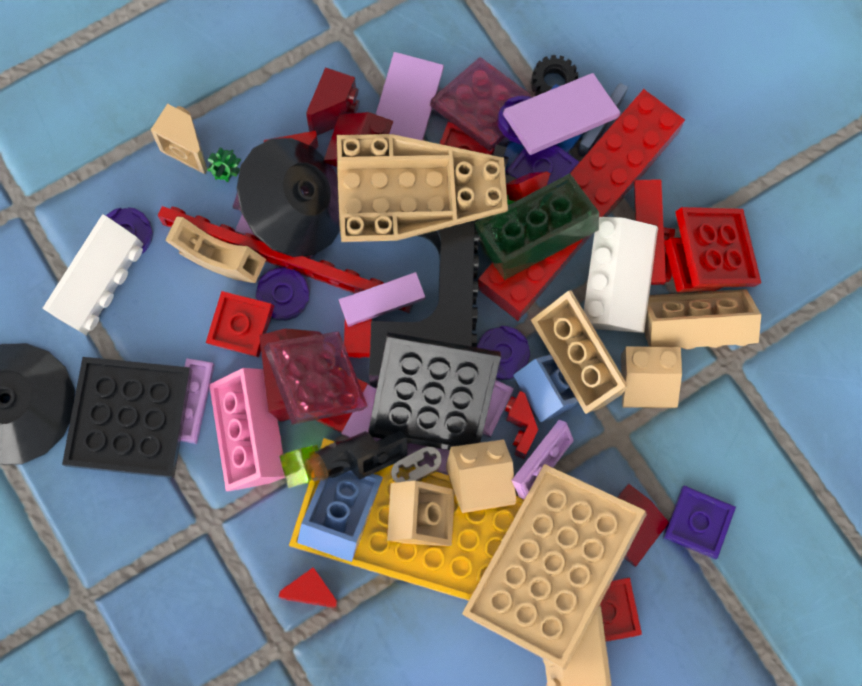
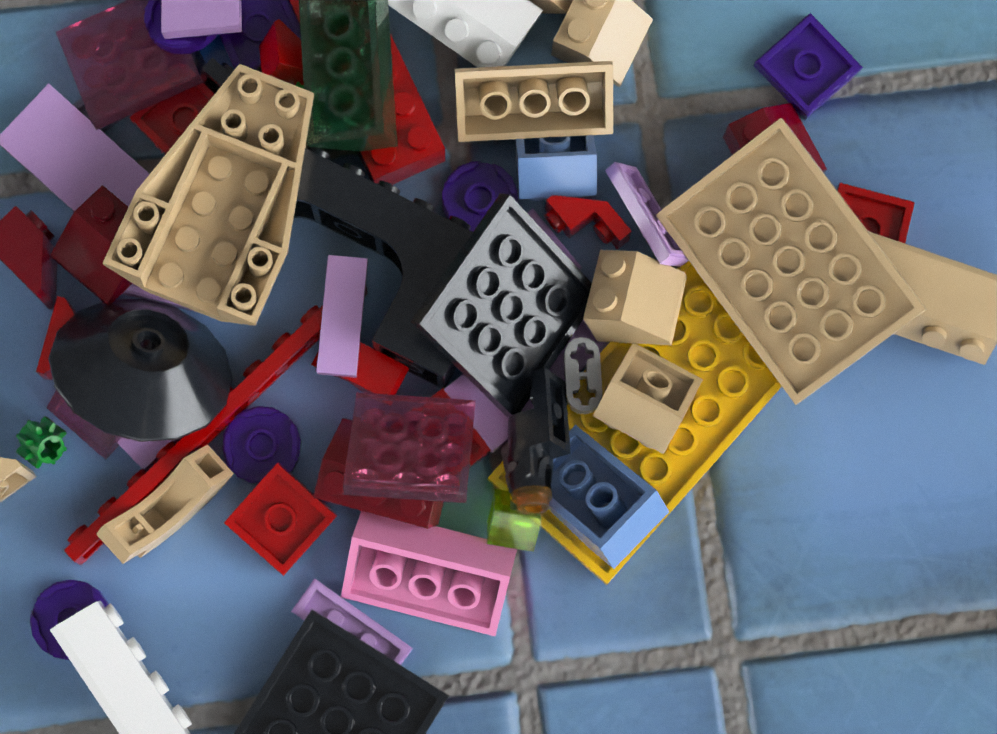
camera: 65 degrees left, 5 degrees up
(310, 590) = (675, 581): red slope -> none

